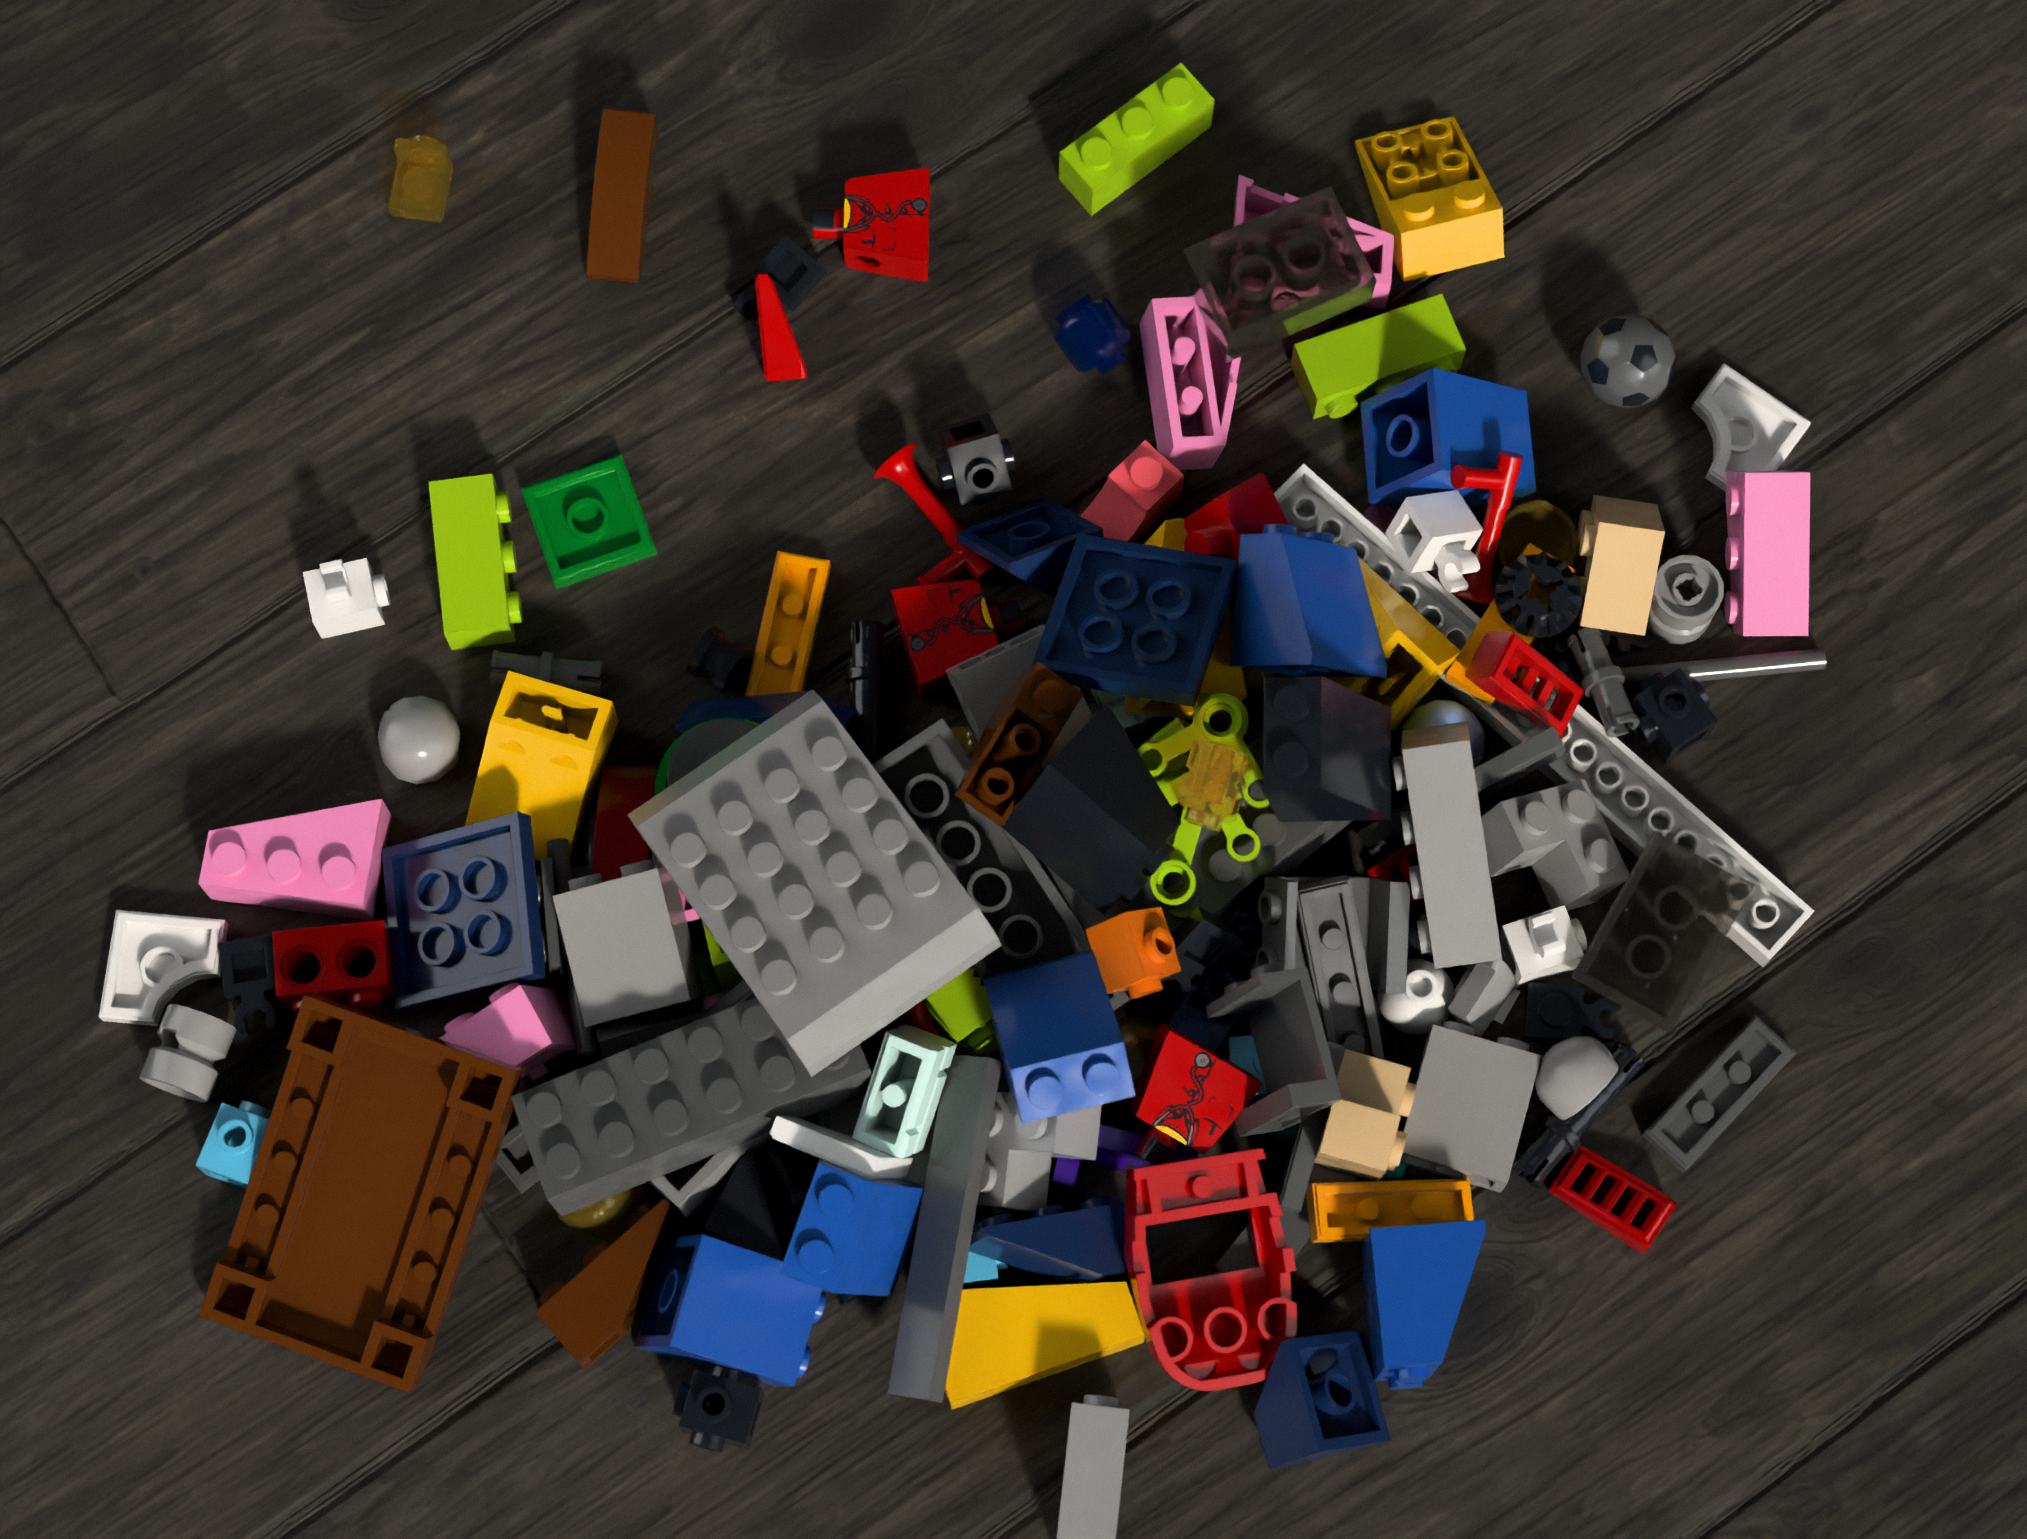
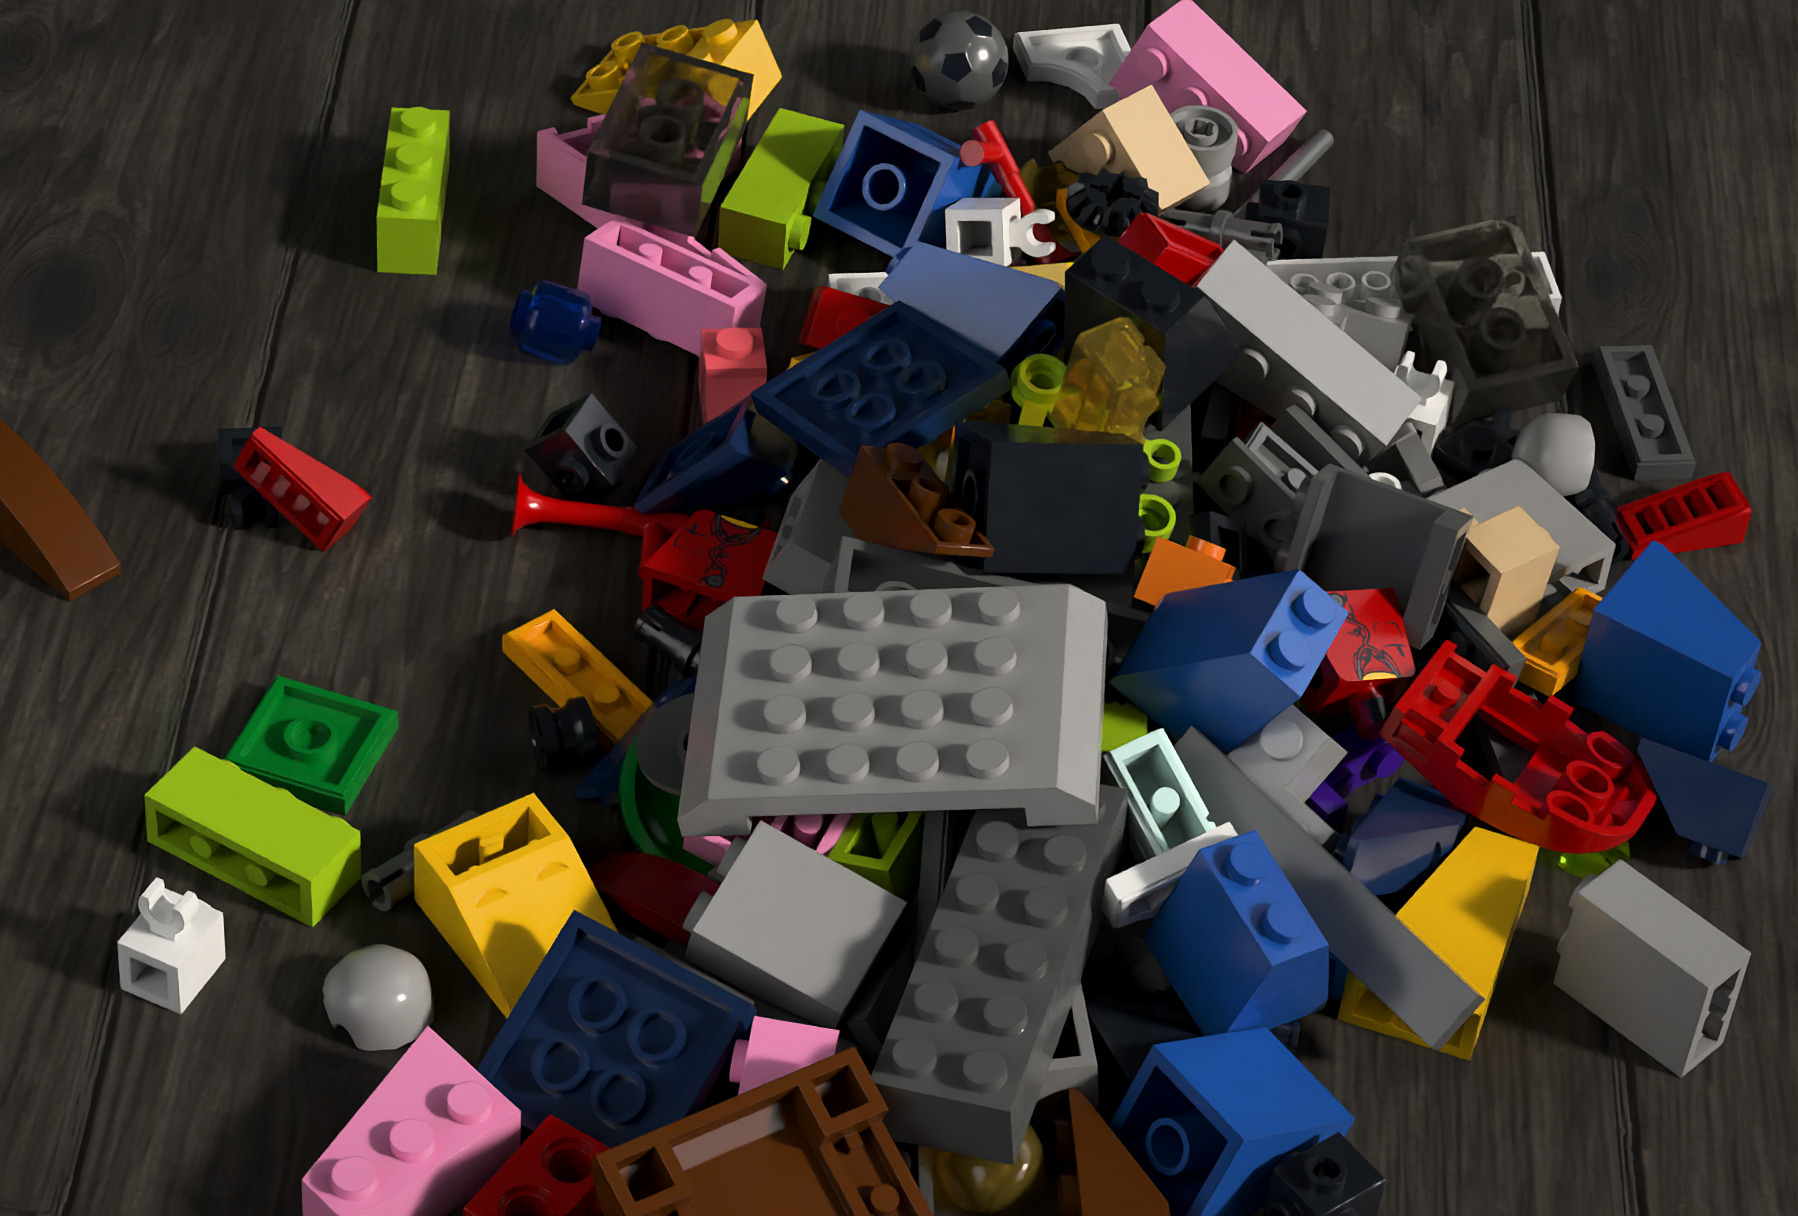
camera: 55 degrees left, 30 degrees down
(882, 224) = (289, 375): red torso -> none

